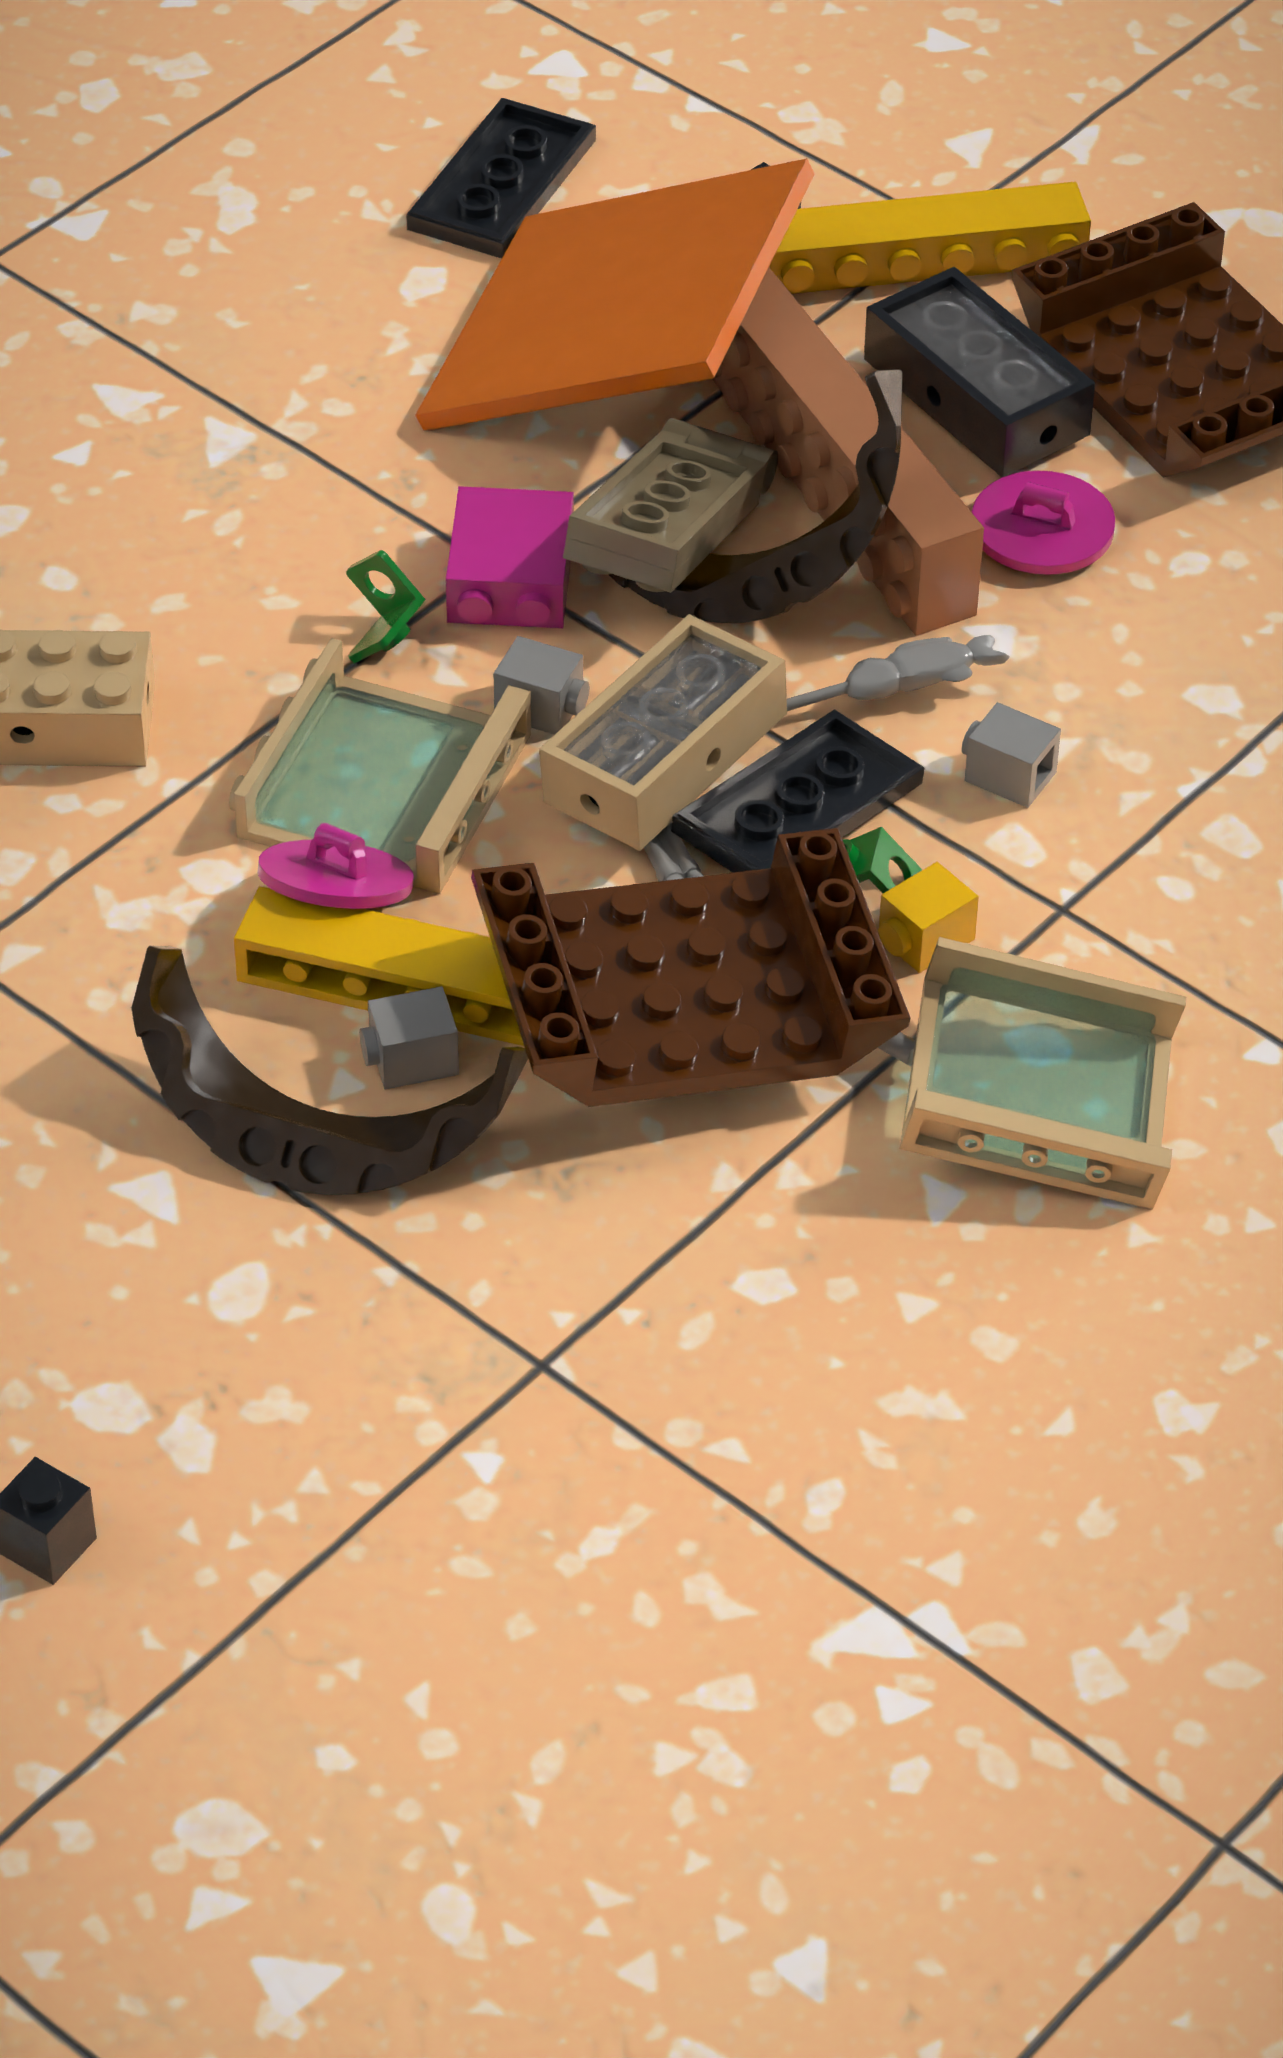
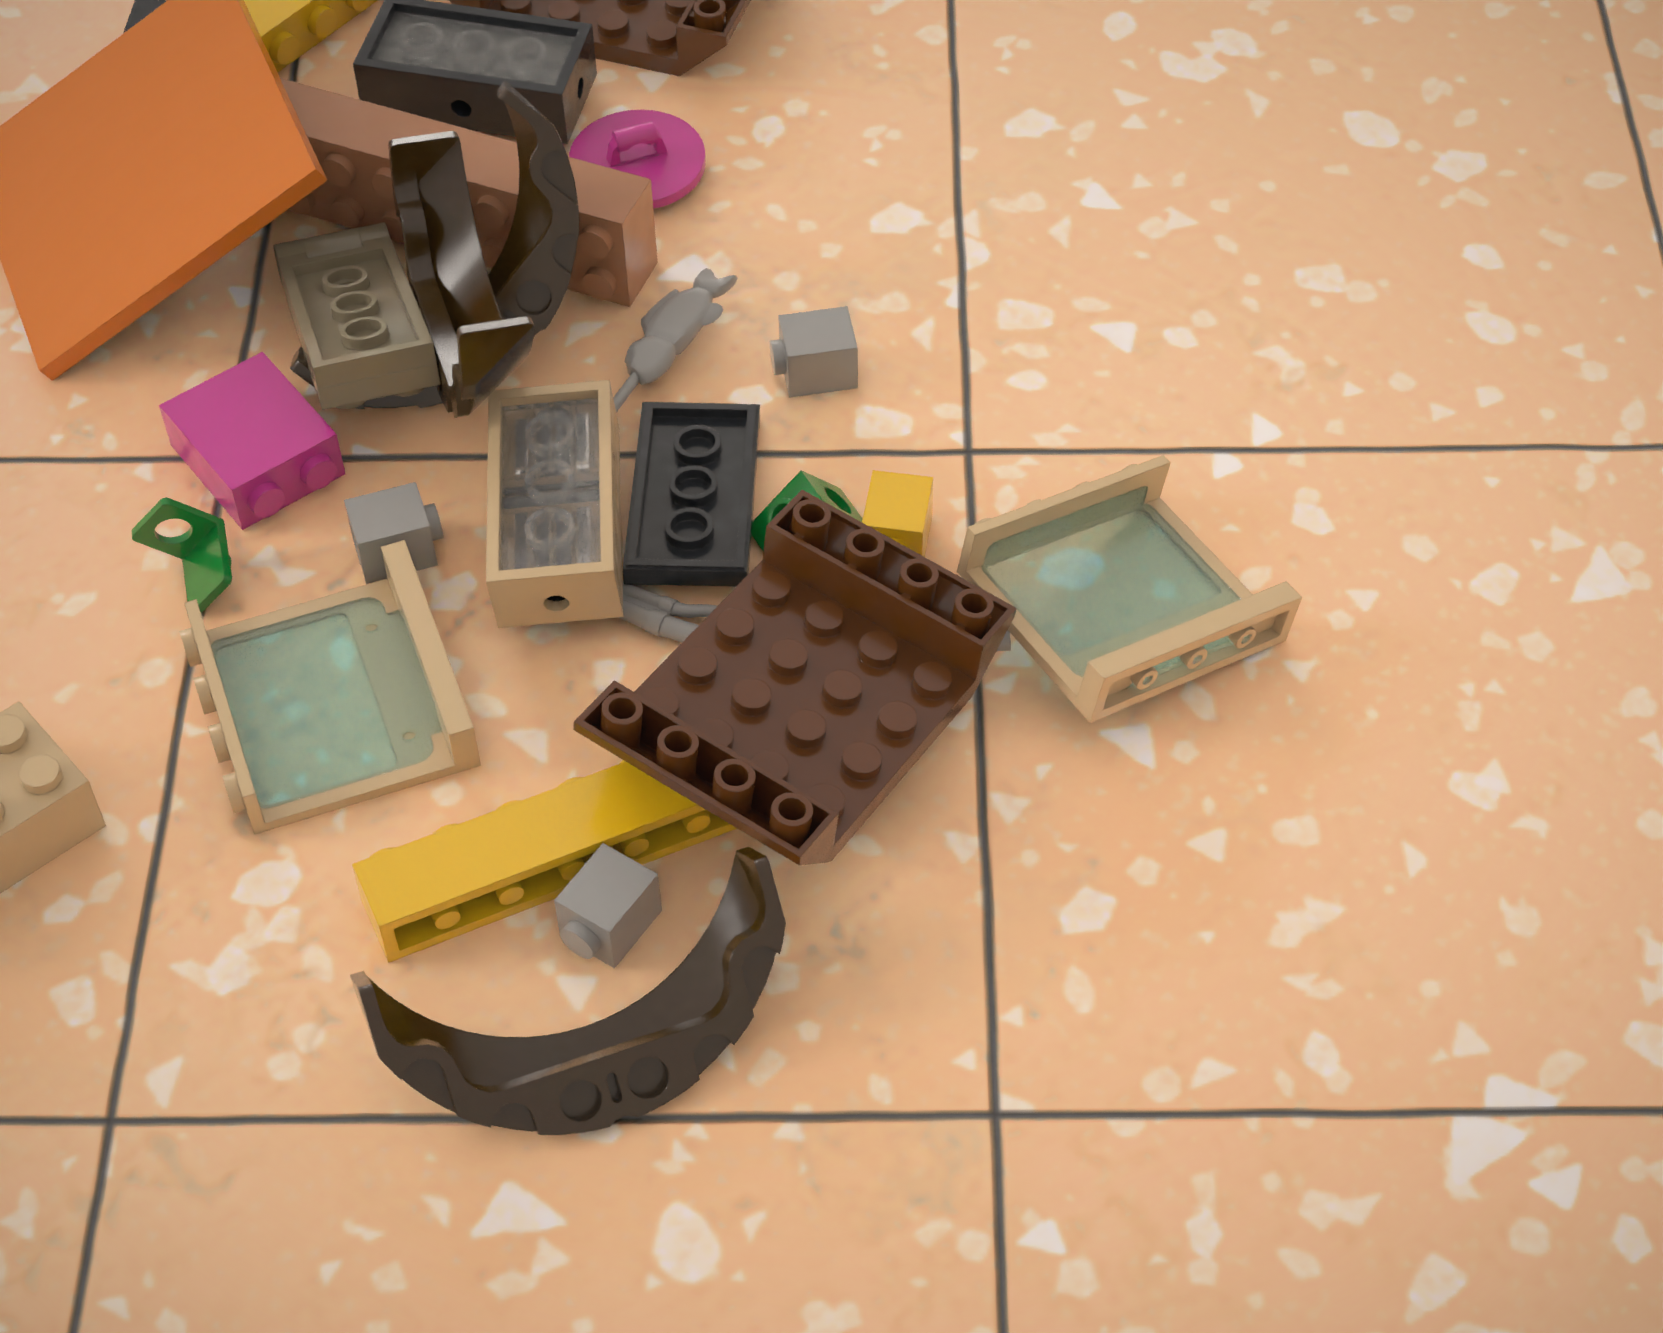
camera: 40 degrees left, 5 degrees up
(335, 871) = (398, 808): dark pink shield -> none
(778, 467) = (449, 272): none -> dark brown windscreen

